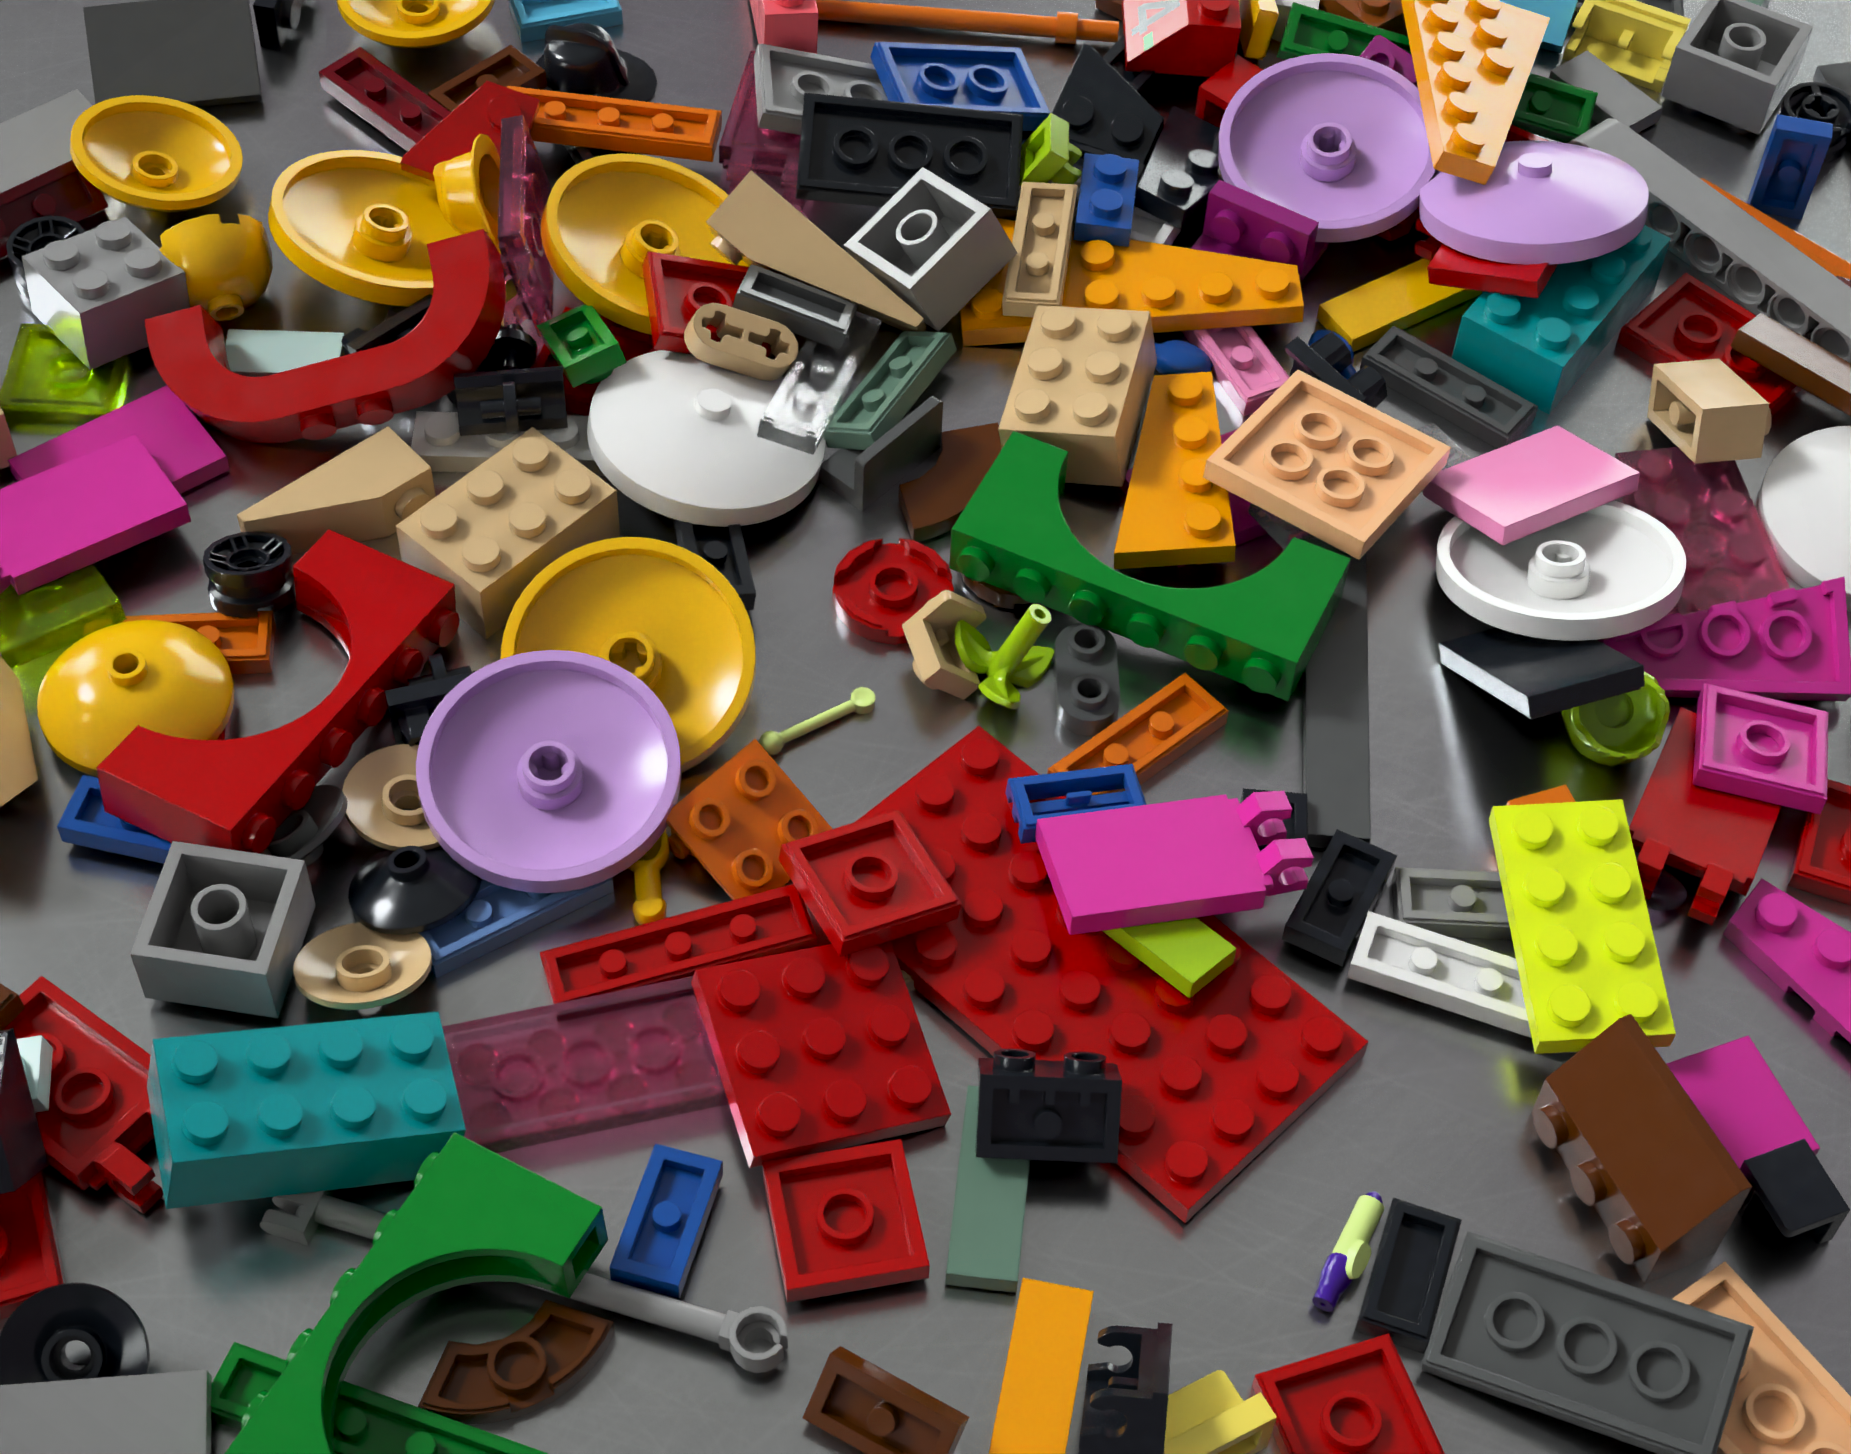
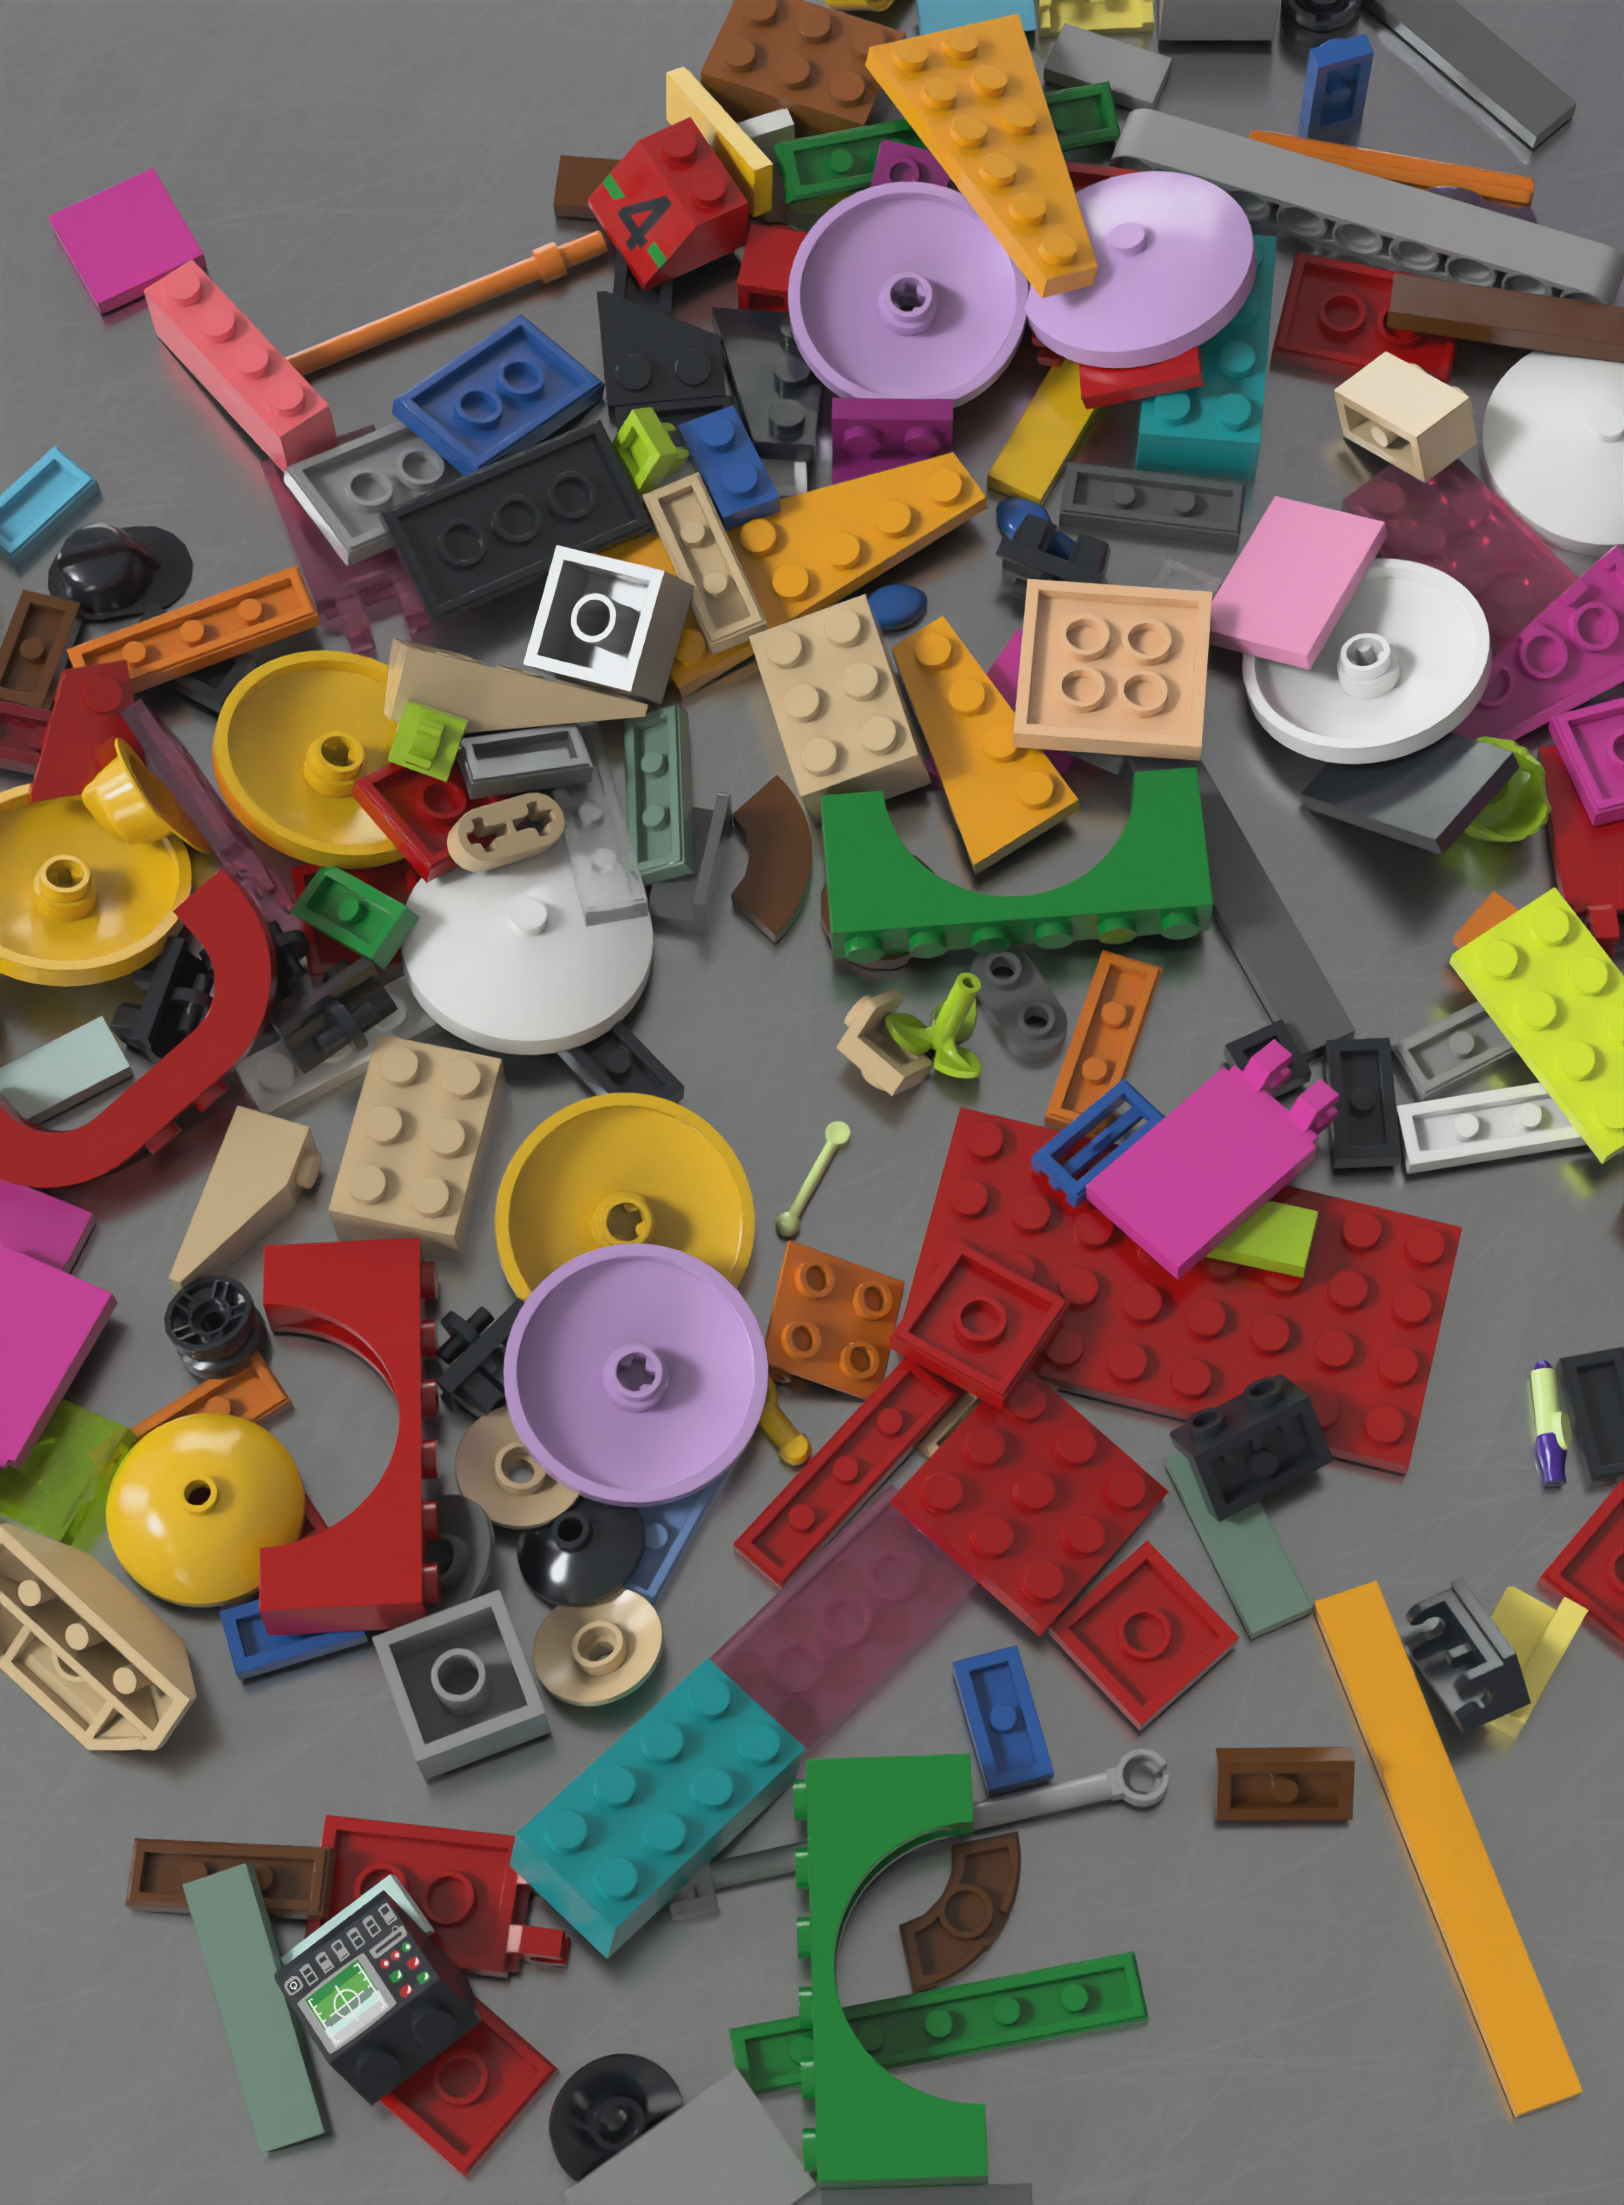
camera: 25 degrees left, 15 degrees up
(724, 248) = (428, 740): none -> lime tile
(886, 585) = (791, 1006): red tile -> none
(1240, 364) = (957, 583): bright pink tile -> none

